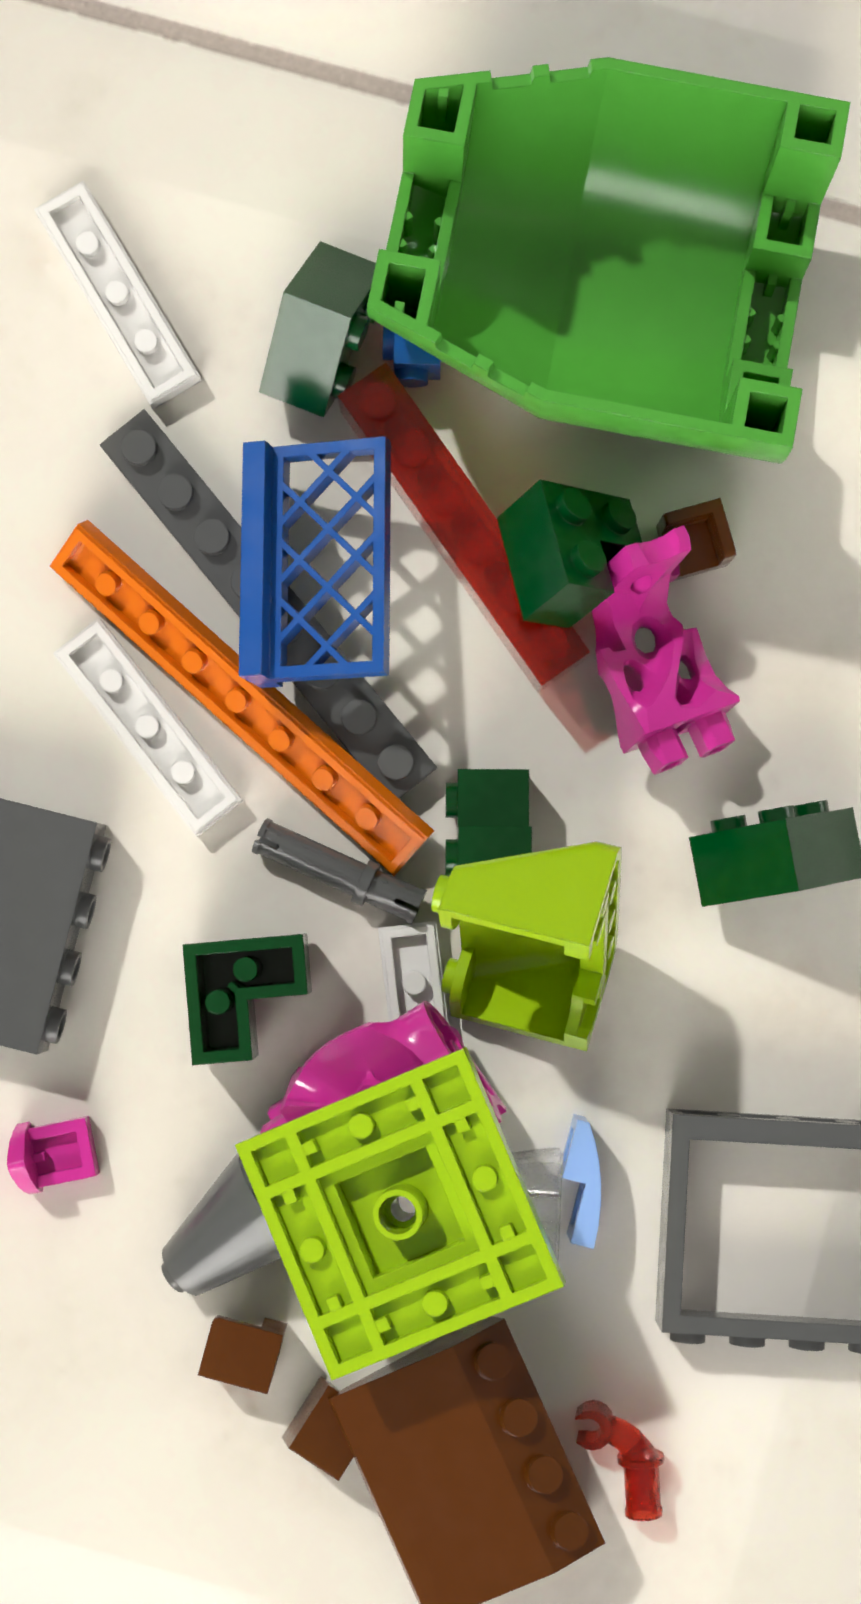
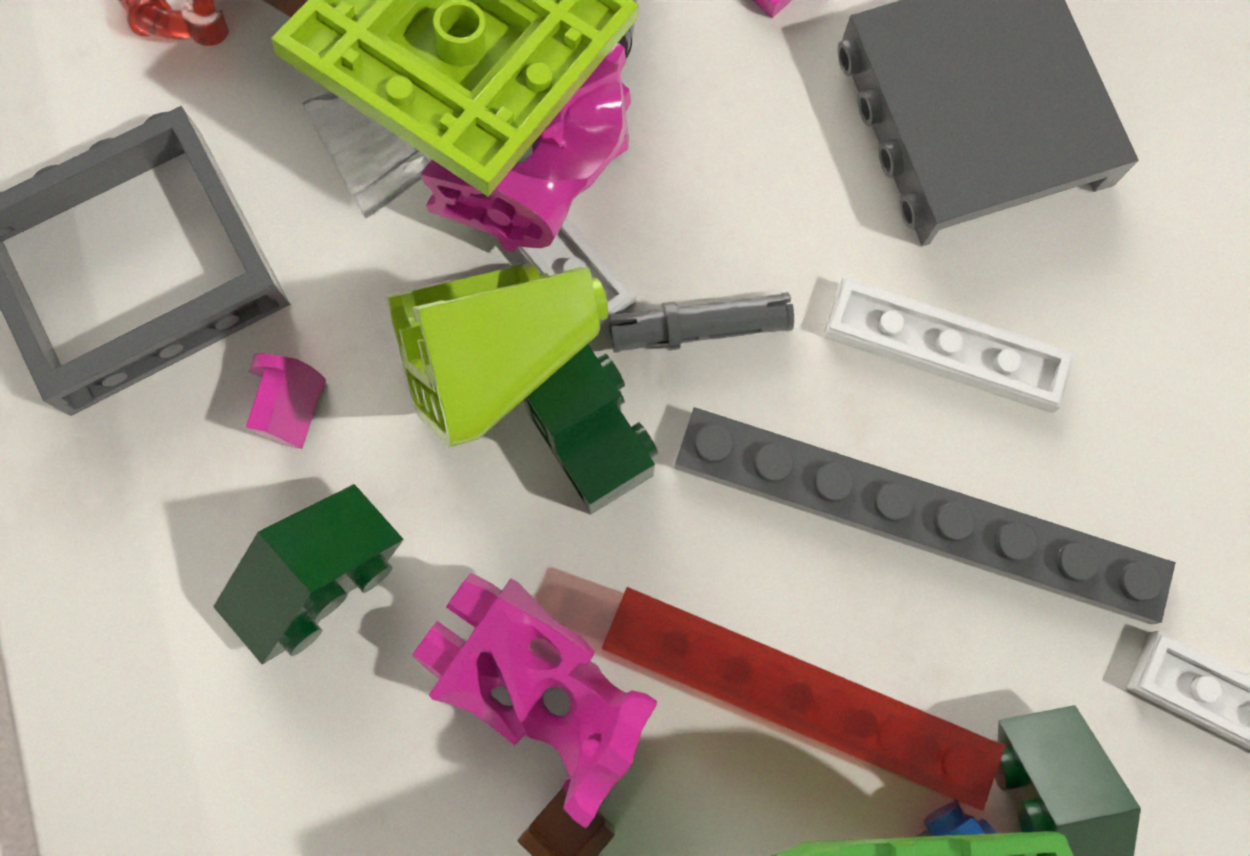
camera: 145 degrees right, 10 degrees down
(222, 987) = (730, 167): dark green brick -> none
(255, 714) = (892, 416): orange tile -> none
(266, 552) = (950, 539): blue fence -> none
(561, 549) = (694, 732): dark green brick -> none
(583, 1166) = (329, 197): light blue slope -> none
(717, 1017) = (284, 398): none -> dark pink tile

